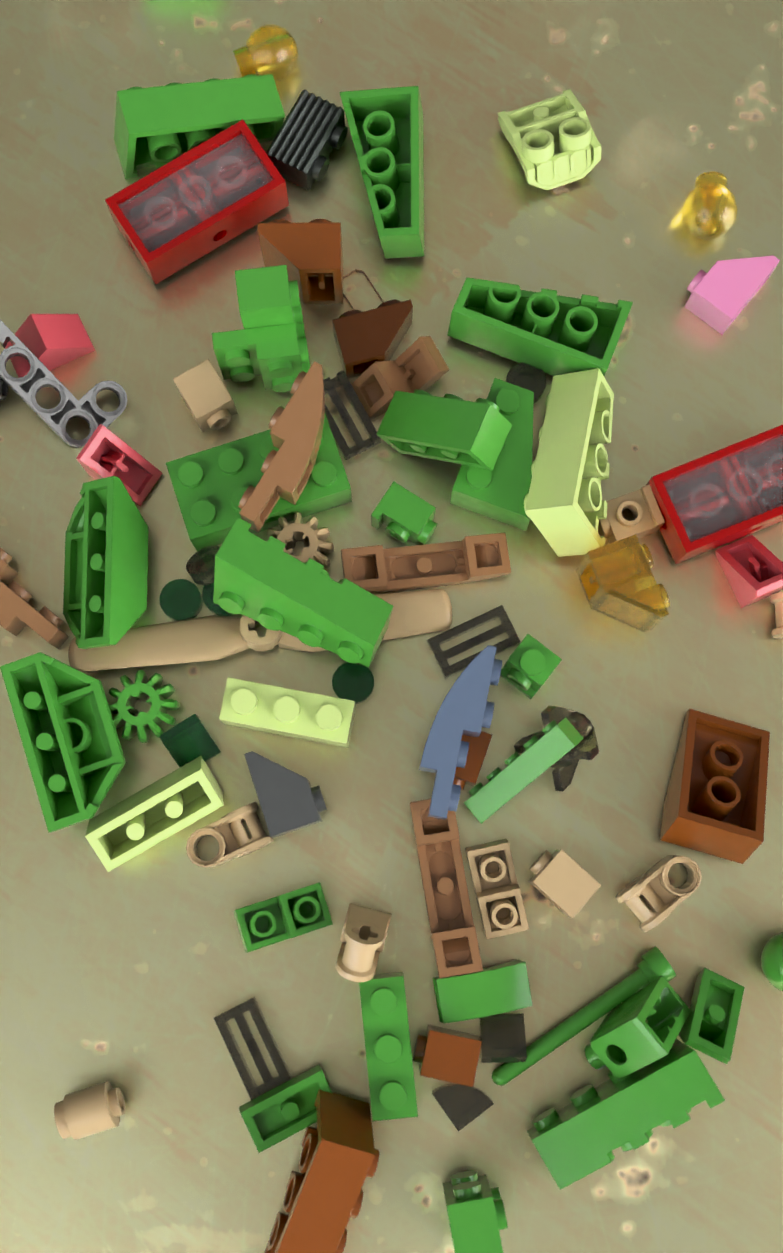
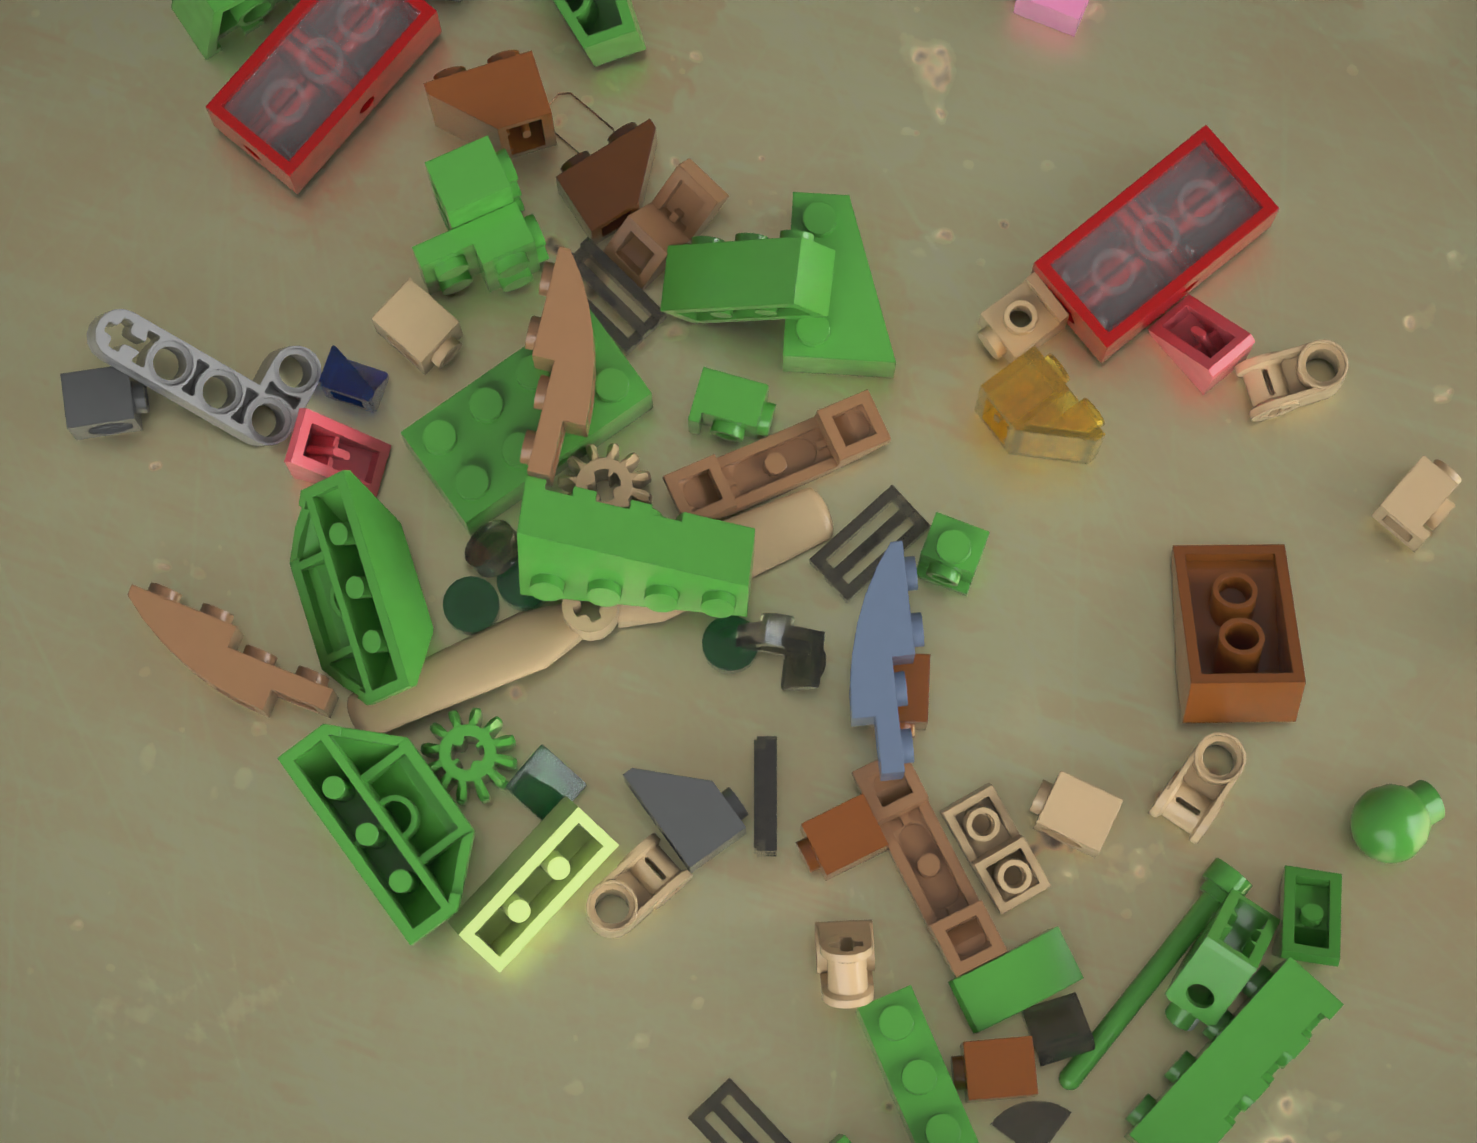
camera: 15 degrees left, 0 degrees up
(53, 340) = (189, 309): coral slope -> none
(148, 420) = (352, 381): none -> clear blue slope
(282, 917) = (734, 967): bright green slope -> none
(287, 712) = (661, 706): yellowish green brick -> none
(342, 800) = (765, 796): none -> clear smoke tile
(387, 847) = (841, 838): none -> dark orange brick
(401, 700) = (800, 646): none -> clear smoke bracket
(522, 769) = (980, 686): bright green piece -> none
(528, 377) = (834, 175): clear smoke tile -> none
(538, 327) = (834, 106): bright green wedge -> none
(572, 462) = (927, 273): yellowish green wedge -> none
(585, 749) = (1021, 638): clear smoke brick -> none

